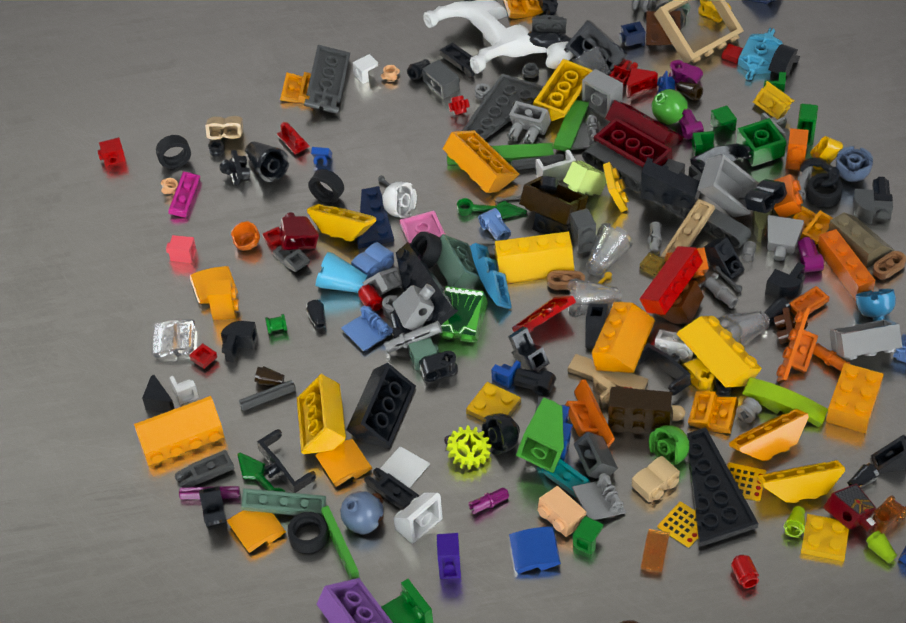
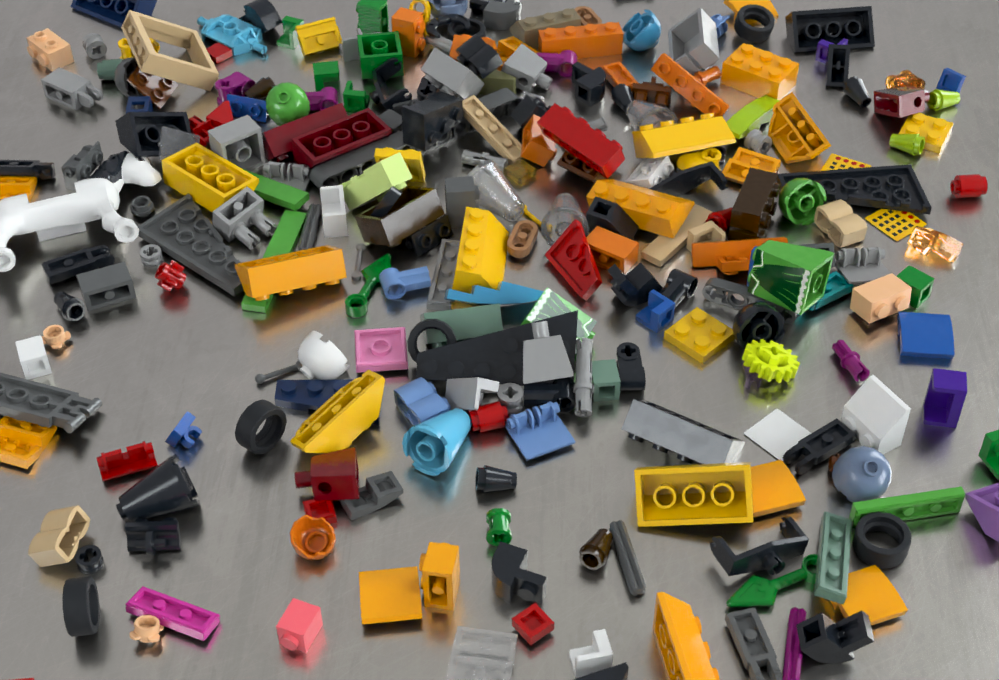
camera: 80 degrees left, 5 degrees down
(567, 334) = (611, 249): none -> orange brick
(803, 481) = (857, 122): yellow wedge -> none

